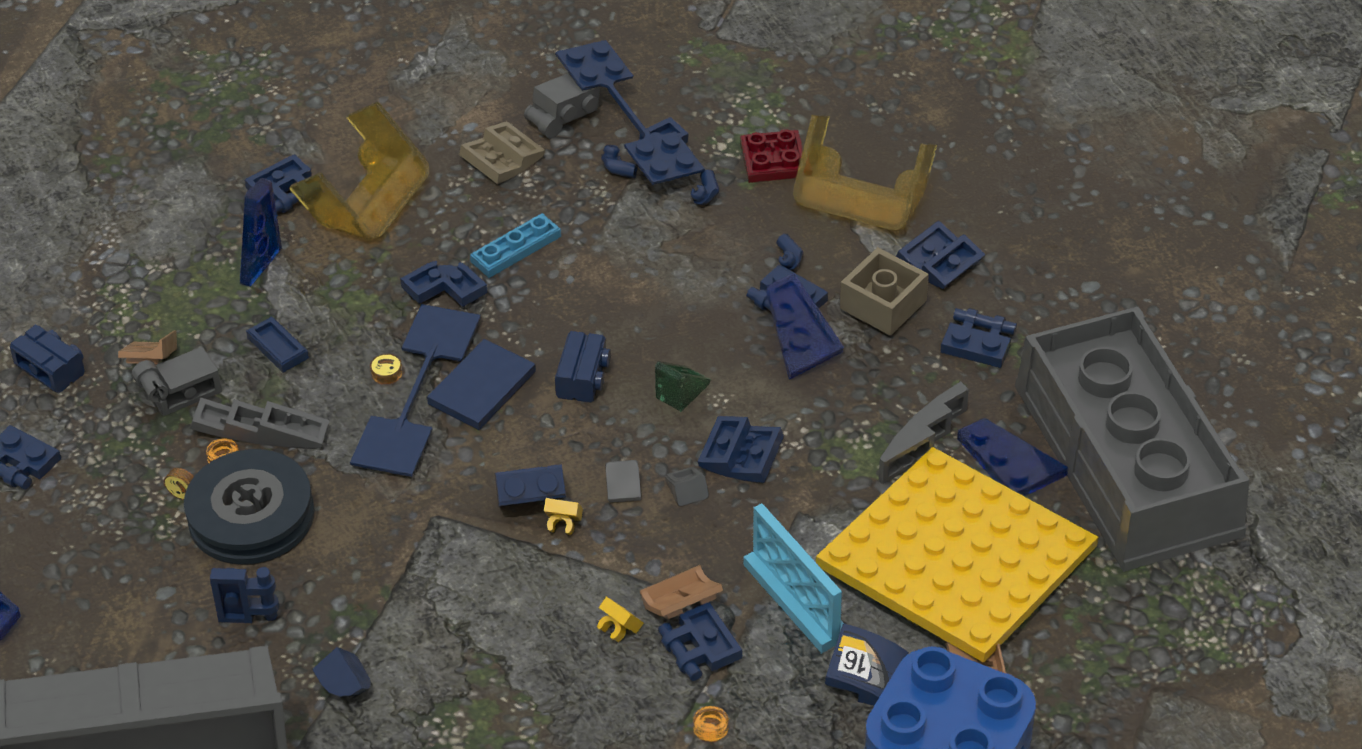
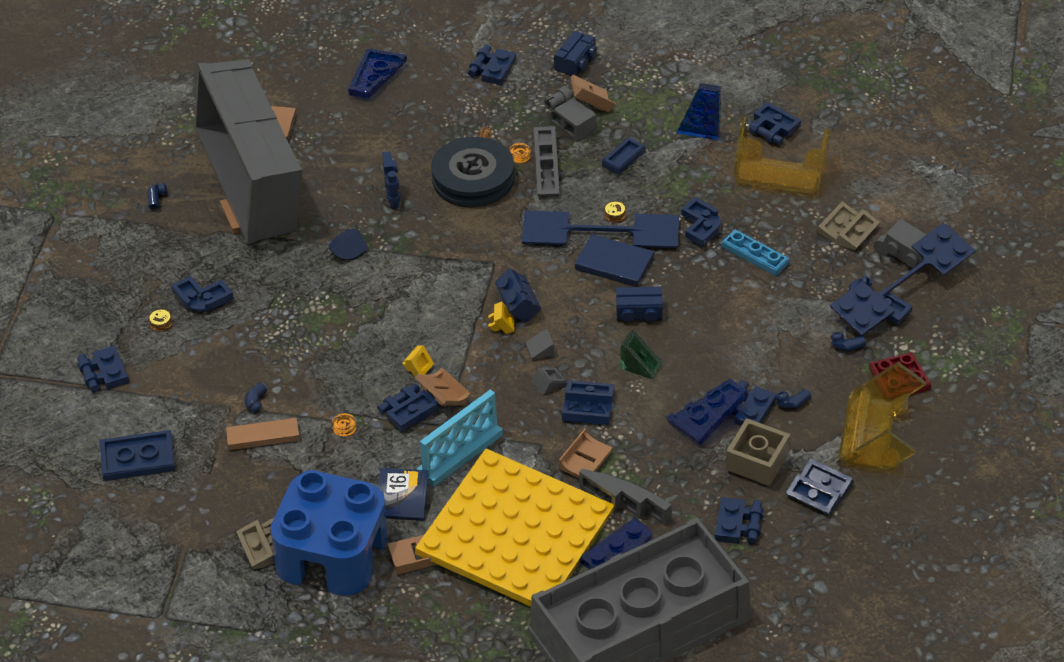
camera: 80 degrees right, 0 degrees up
(833, 453) = (587, 447): none -> medium nougat piece

